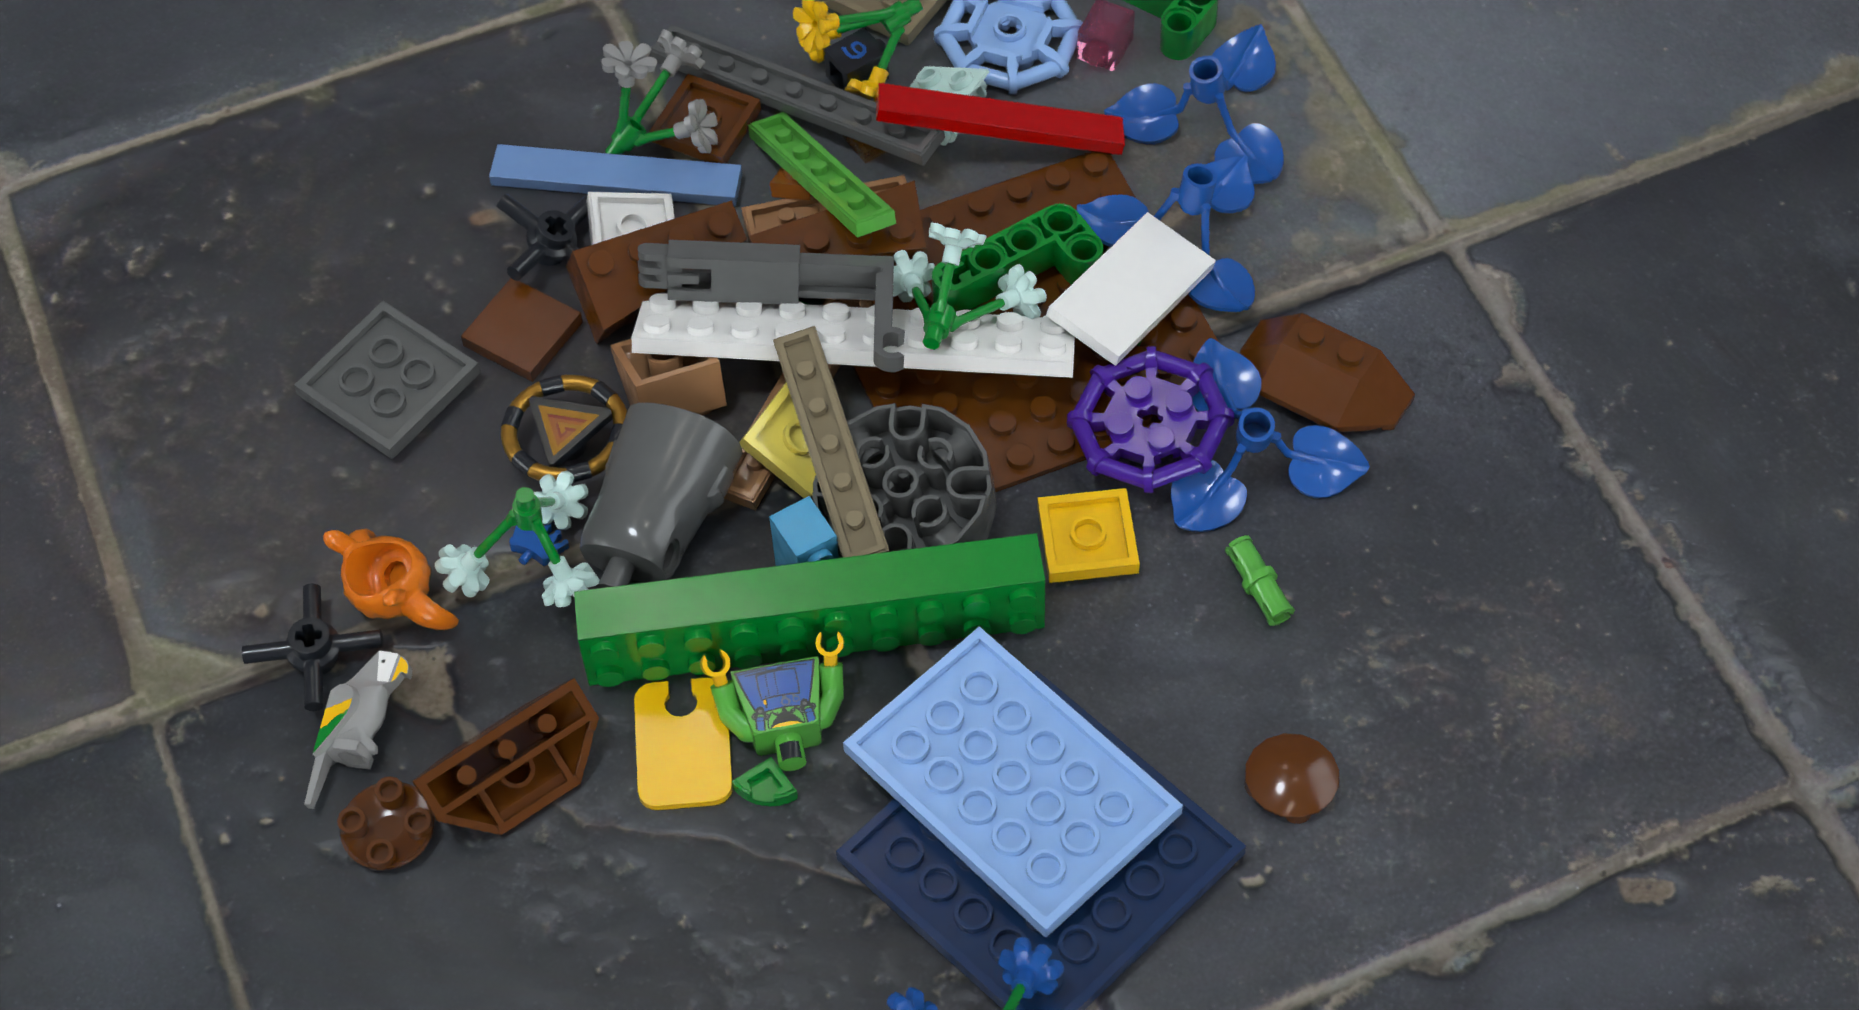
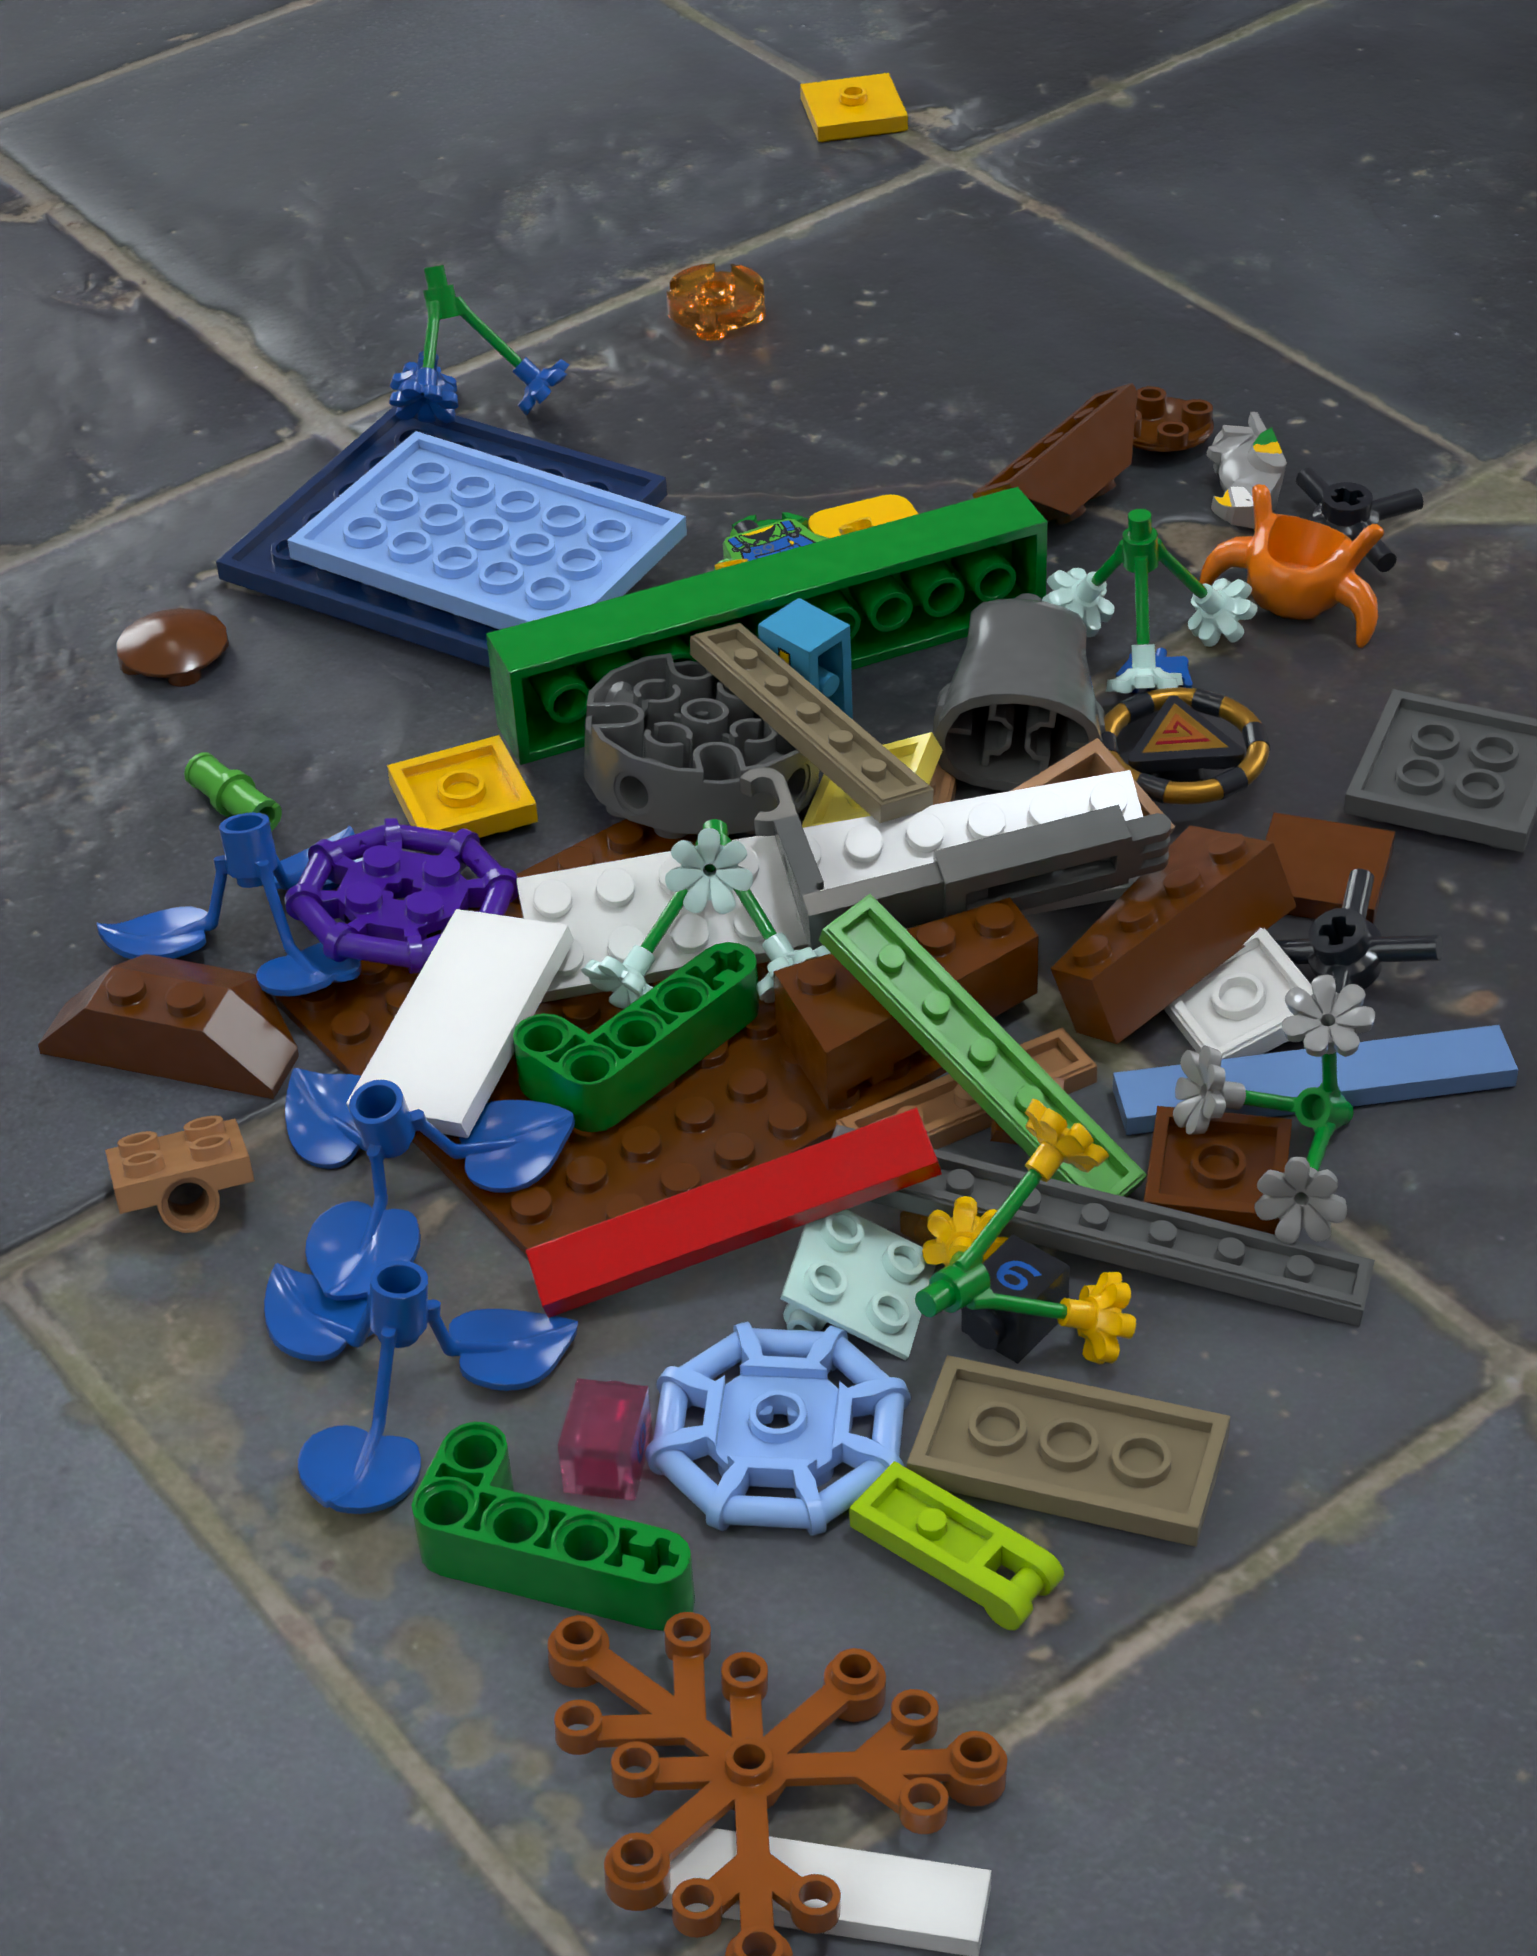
camera: 165 degrees right, 15 degrees down
(1326, 251) = (151, 1167): none -> medium nougat plate

